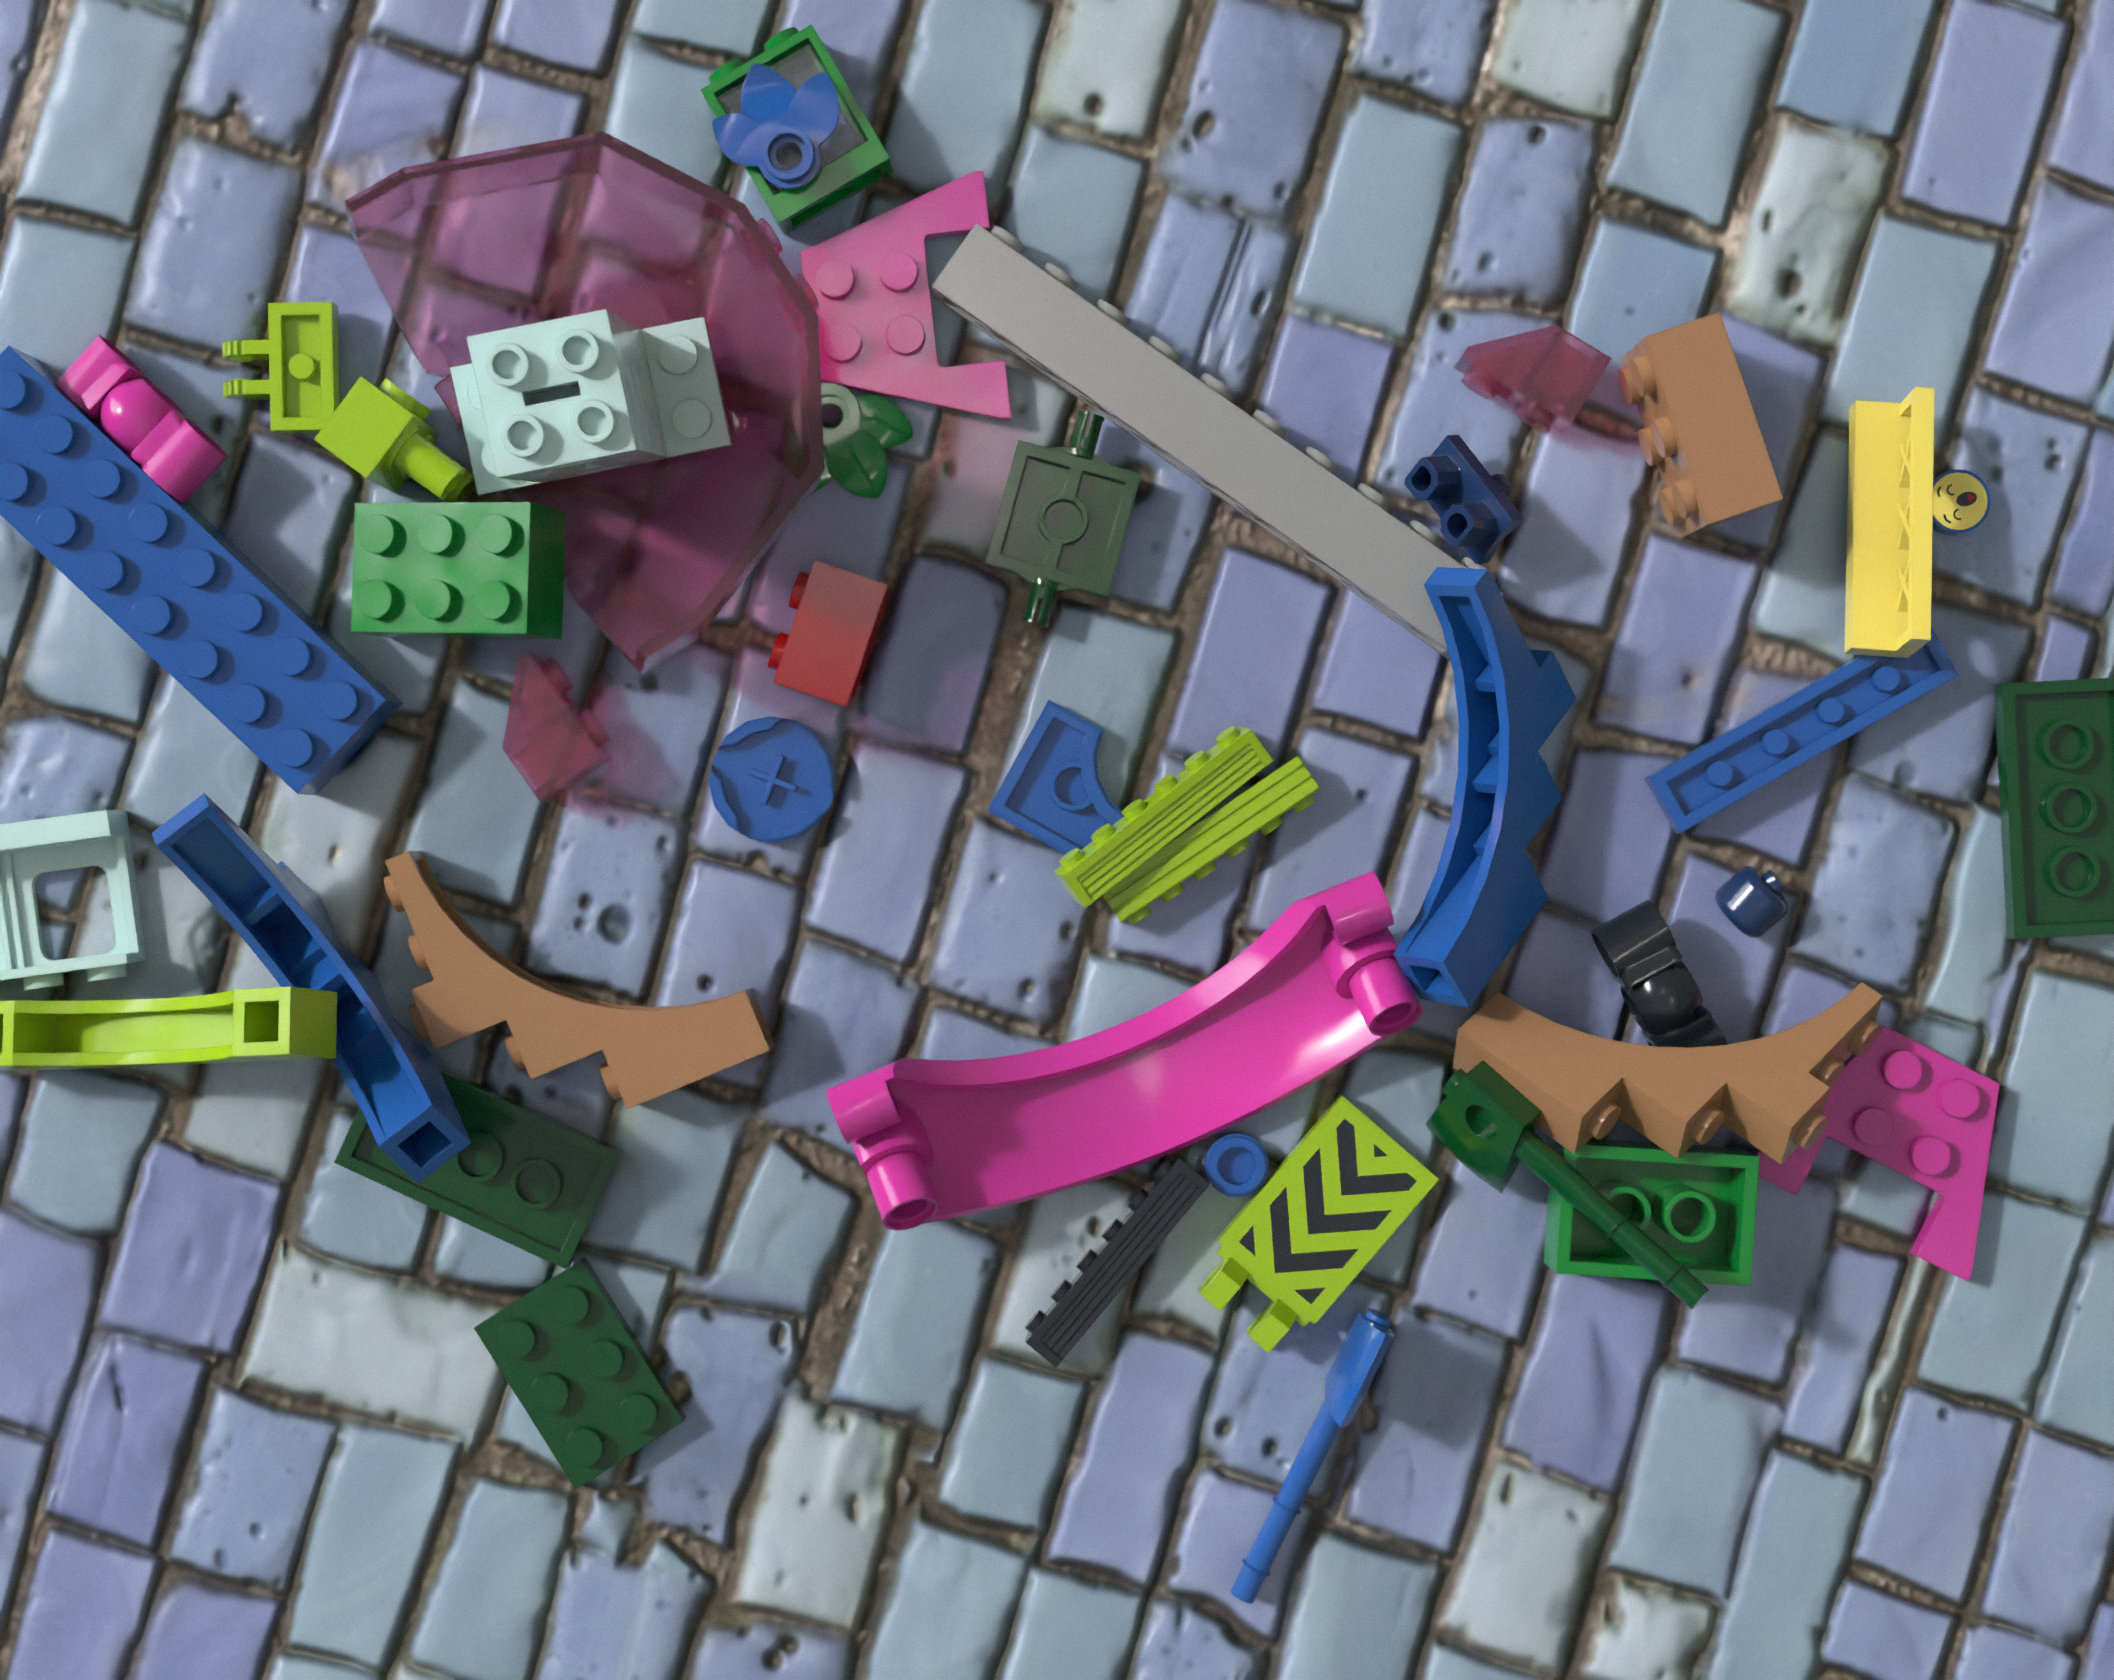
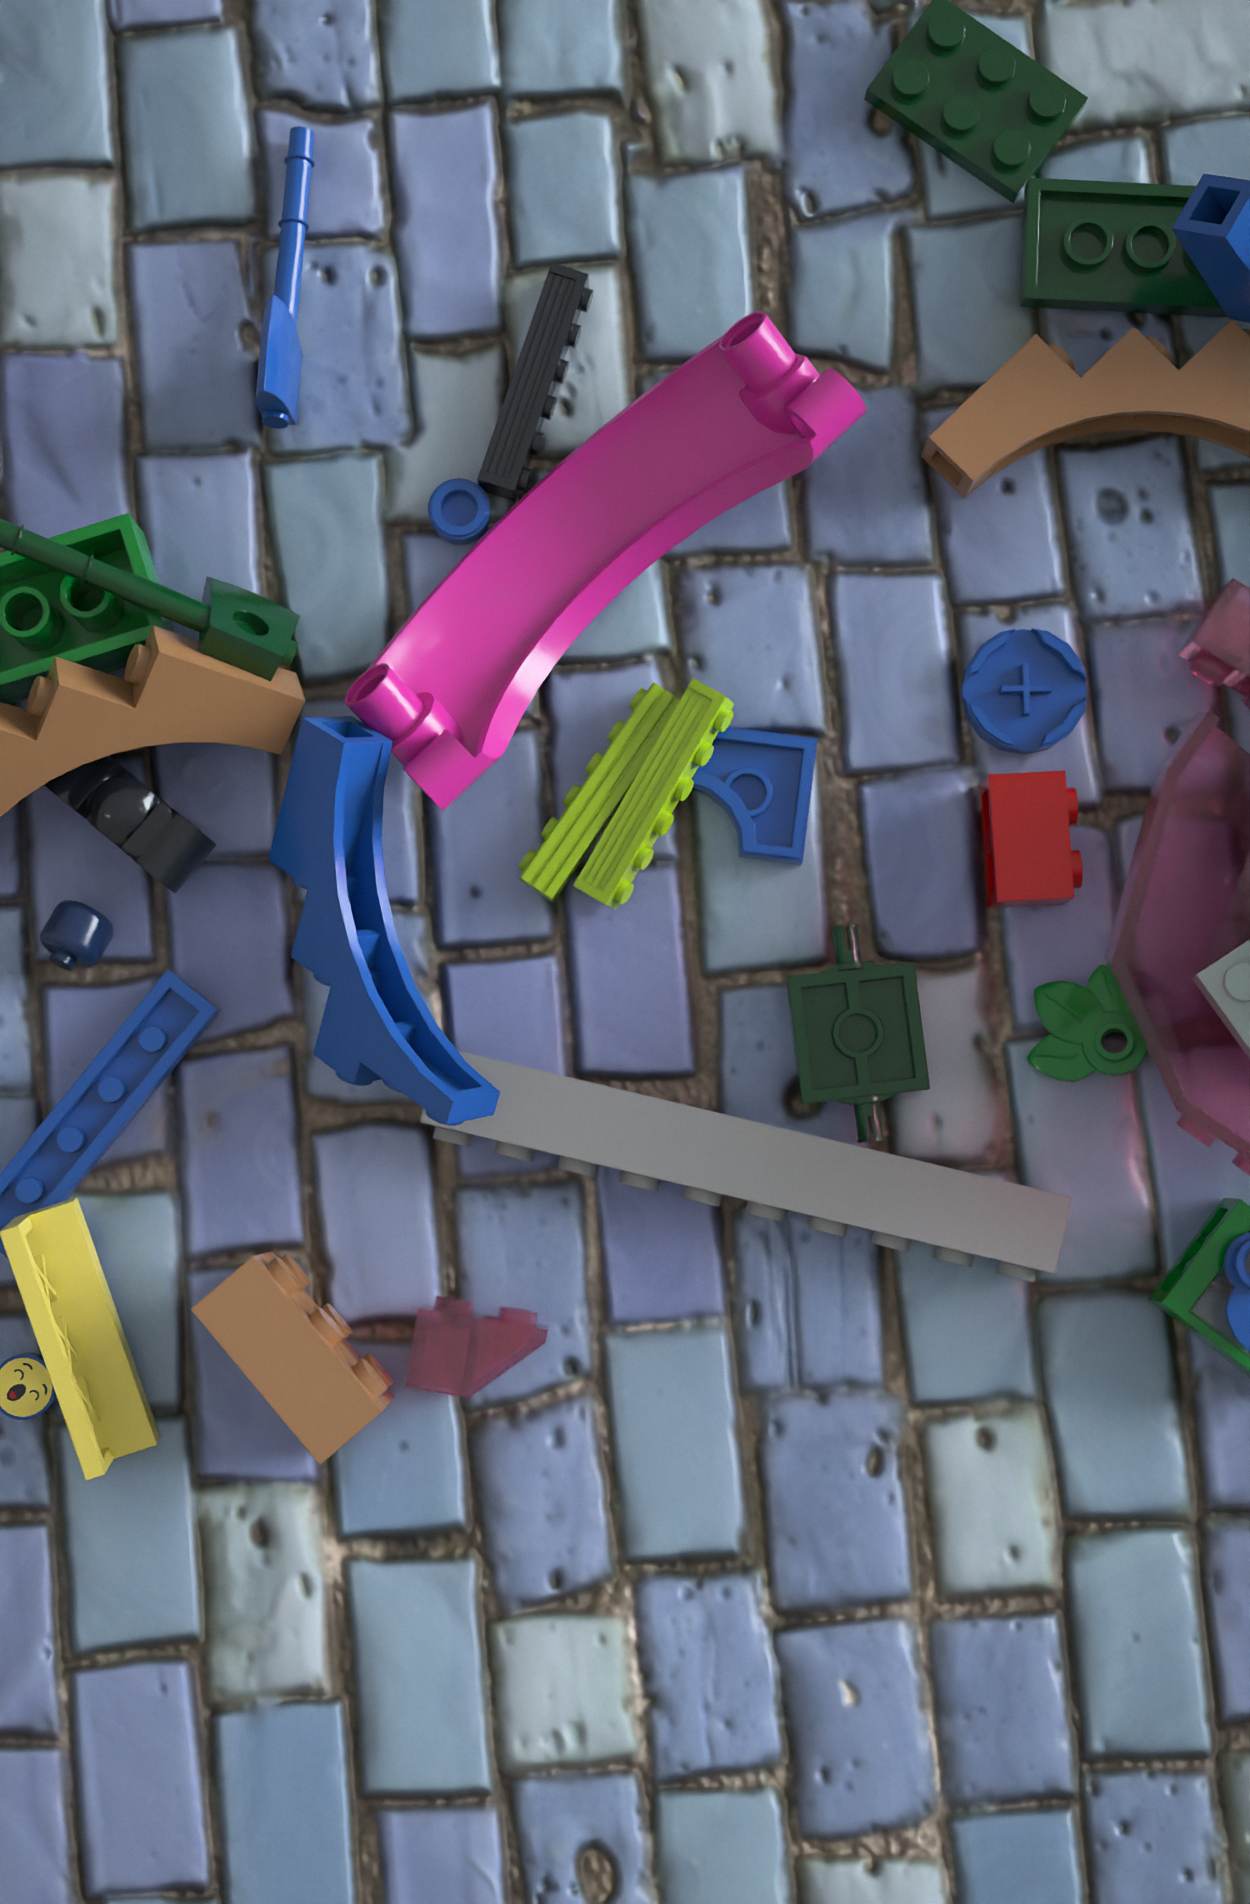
camera: 160 degrees right, 5 degrees down
(879, 305) = (1110, 1155): dark pink wing -> none
(1317, 1221) = (365, 487): lime tile -> none
(1466, 498) = (490, 1201): dark blue hips -> none

